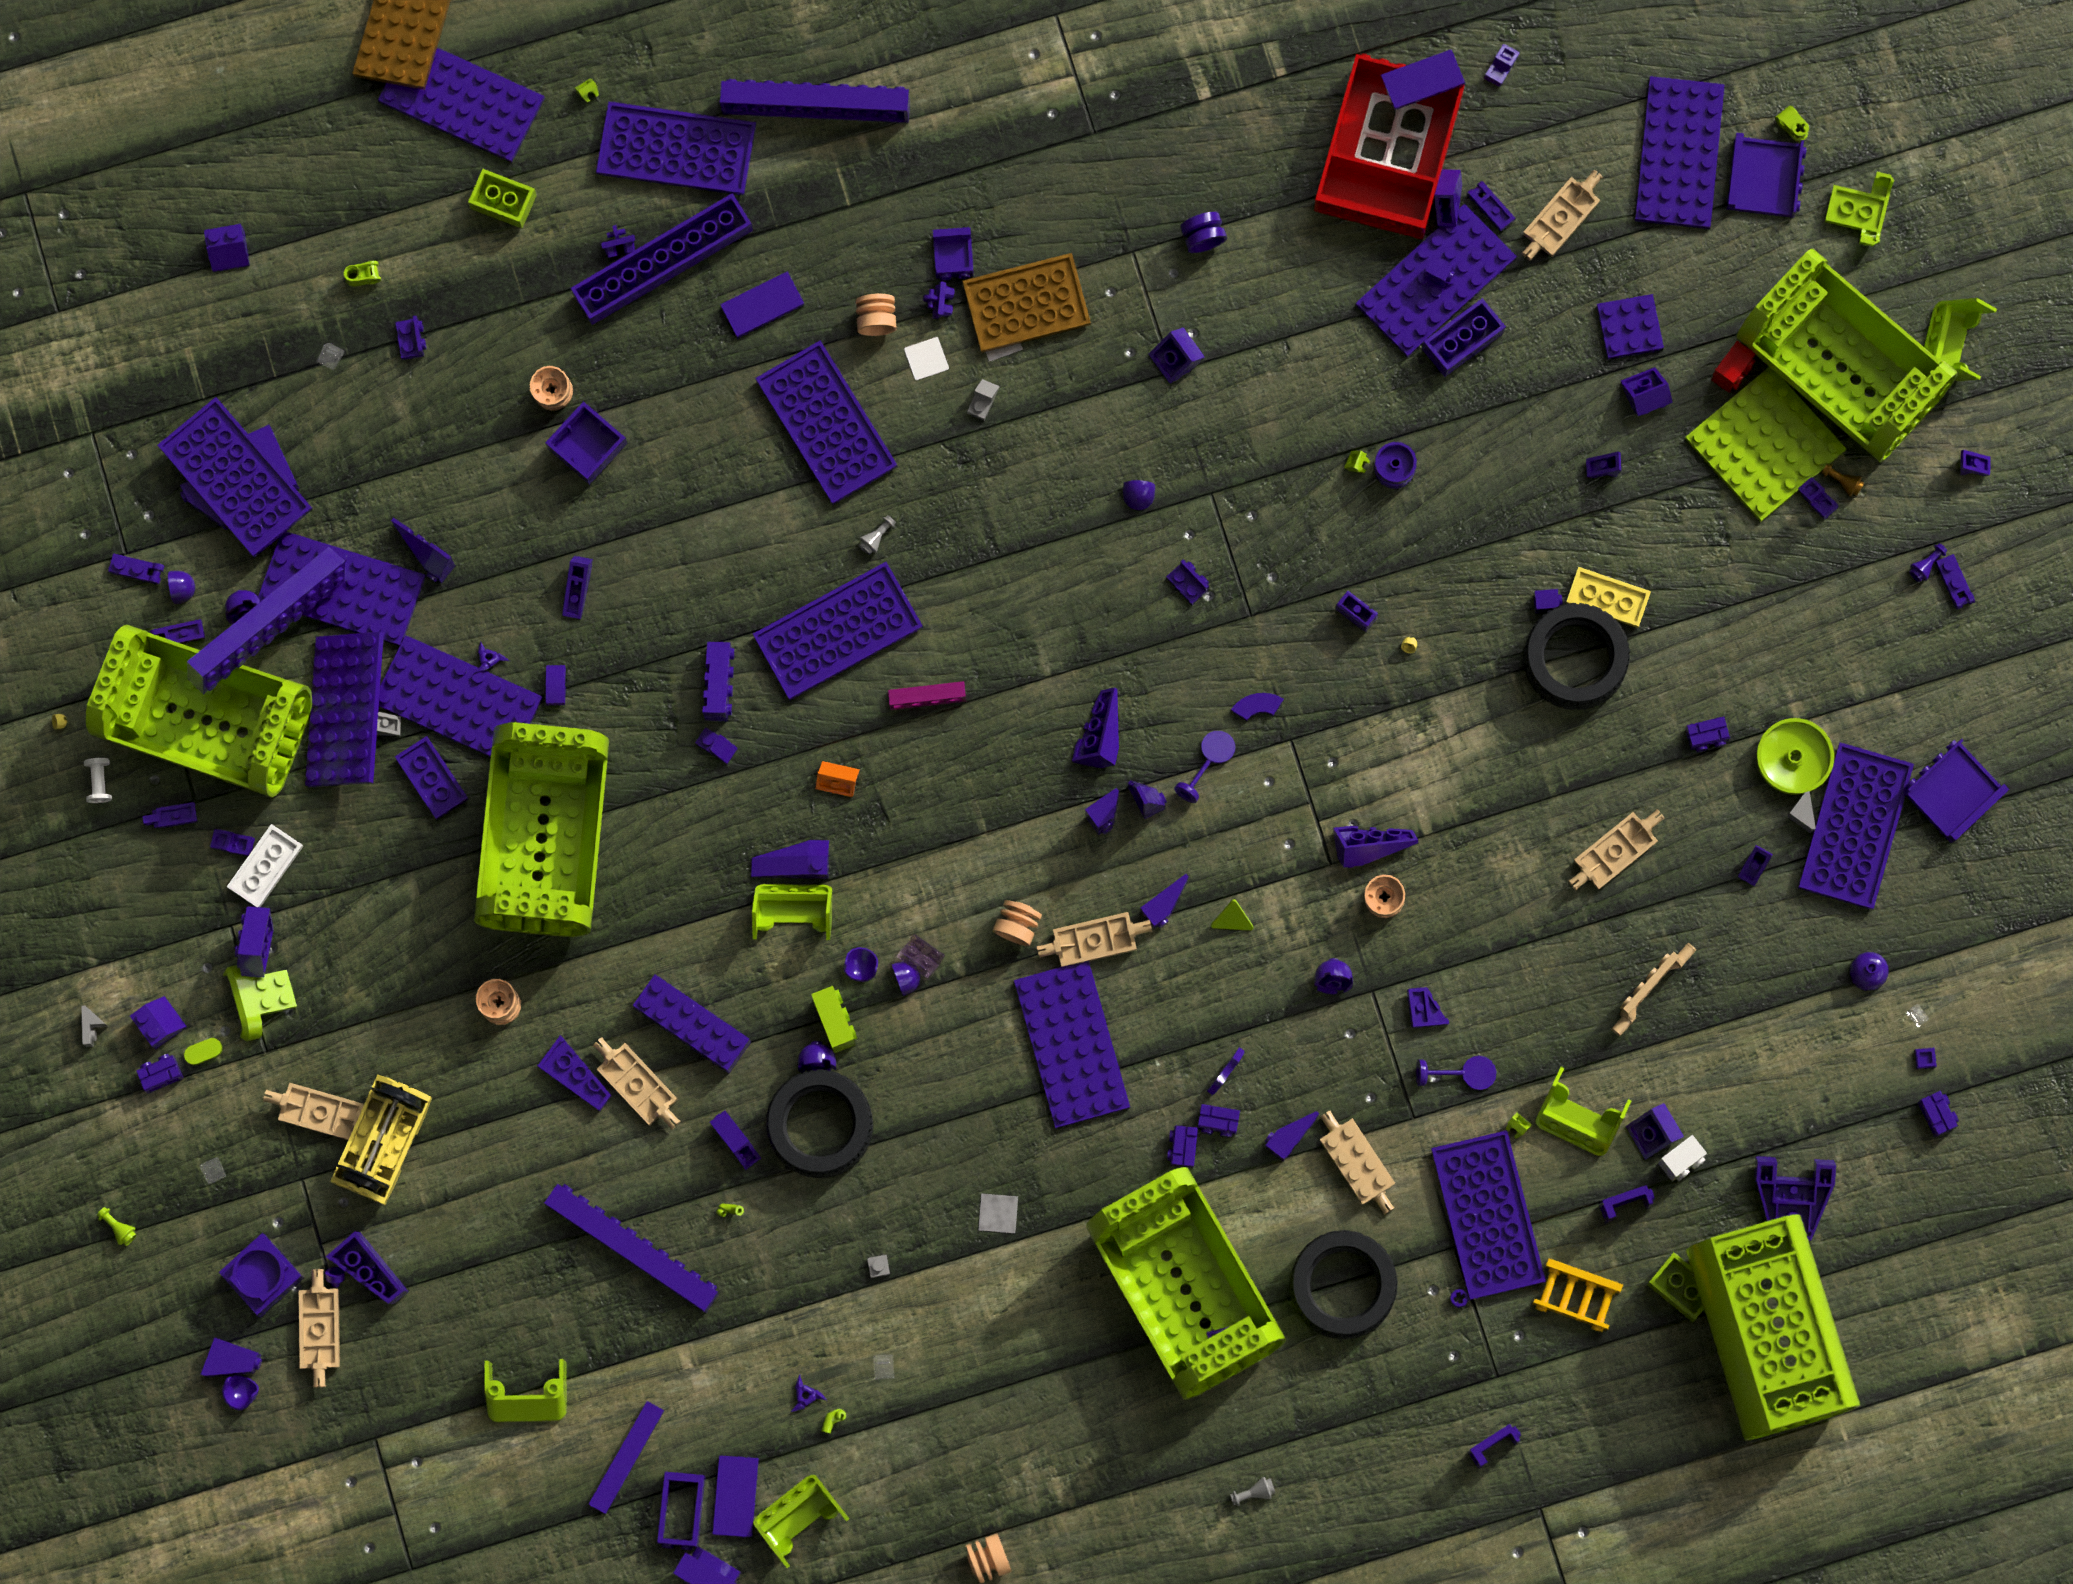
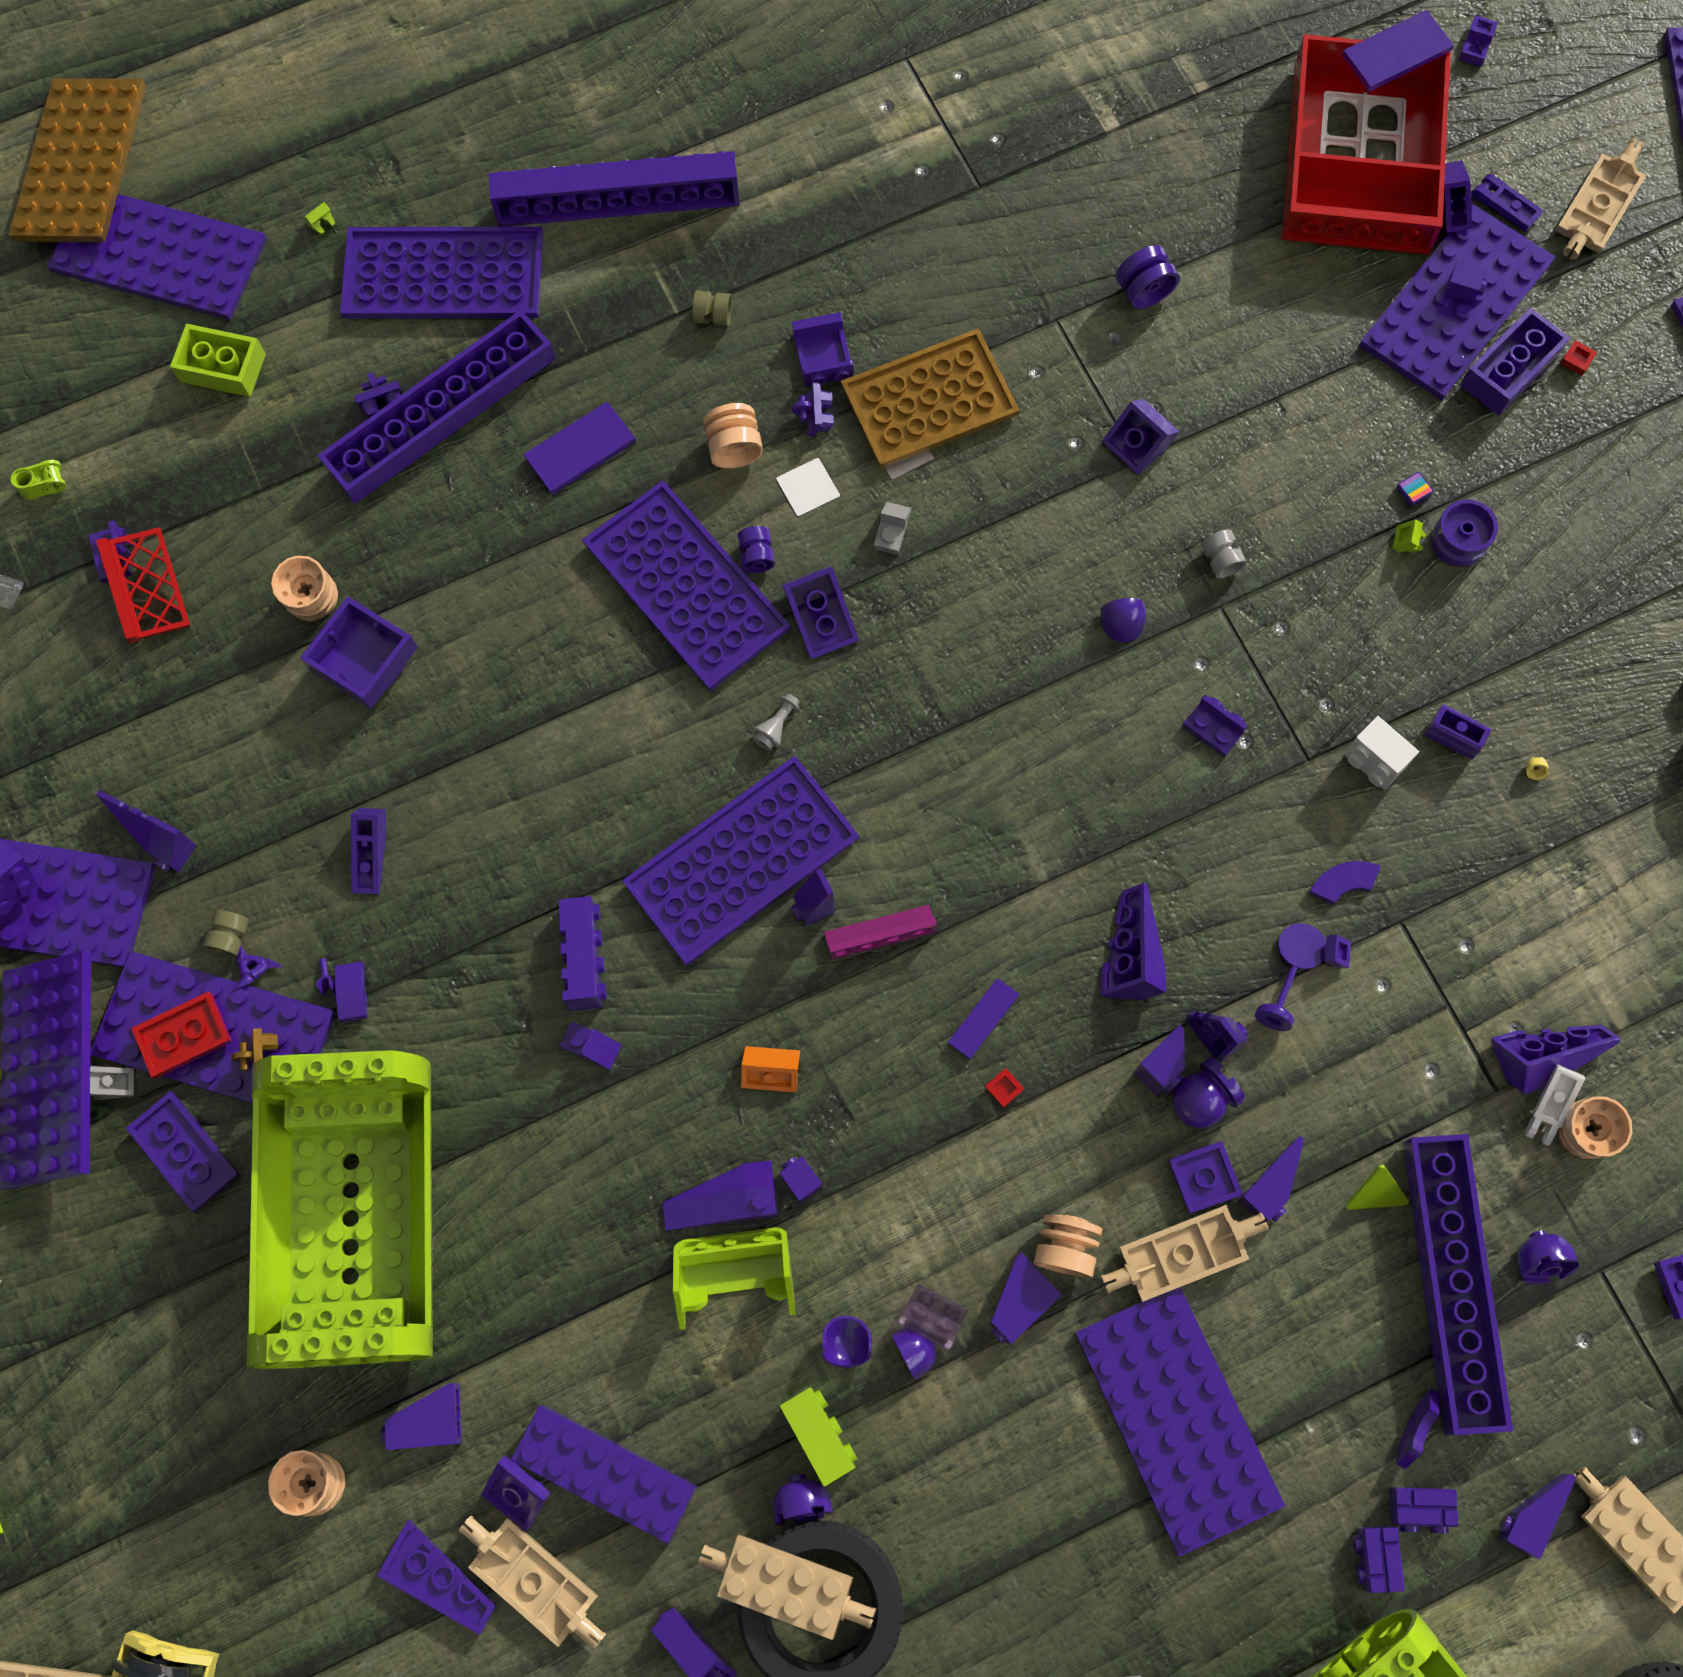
camera: 10 degrees left, 5 degrees down
(418, 373) = (121, 592): none -> red fence
(438, 698) = (181, 1035): none -> red plate
(472, 634) = (226, 932): none -> olive wheel
(487, 722) = (260, 1043): none -> pearl gold hips
(538, 675) = (325, 981): none -> dark purple hand
(578, 976) = (427, 1422): none -> dark purple slope
(632, 1027) = (515, 1493): none -> dark purple plate
(799, 1103) = (786, 1587): none -> tan plate
(846, 855) = (800, 1178): none -> dark purple brick
(875, 208) = (712, 308): none -> olive wheel
(880, 400) = (756, 549): none -> dark purple wheel
(883, 667) = (813, 899): none -> dark purple slope
(920, 457) = (820, 611): none -> dark purple slope
(981, 955) = (1022, 1301): none -> dark purple slope
(988, 765) = (983, 1019): none -> dark purple tile
(994, 814) = (1004, 1088): none -> red plate
(1119, 892) = (1205, 1177): none -> dark purple plate
(1126, 839) = (1204, 1096): none -> dark purple tile
(1219, 456) = (1223, 553): none -> light grey wheel
(1240, 754) = (1337, 951): none -> dark purple plate
(1270, 983) = (1457, 1285): none -> dark purple brick
(1297, 619) = (1381, 753): none -> white brick
(1363, 875) = (1555, 1102): none -> white hinge
(1370, 424) = (1414, 489): none -> tile
(1514, 340) = (1578, 358): none -> red plate

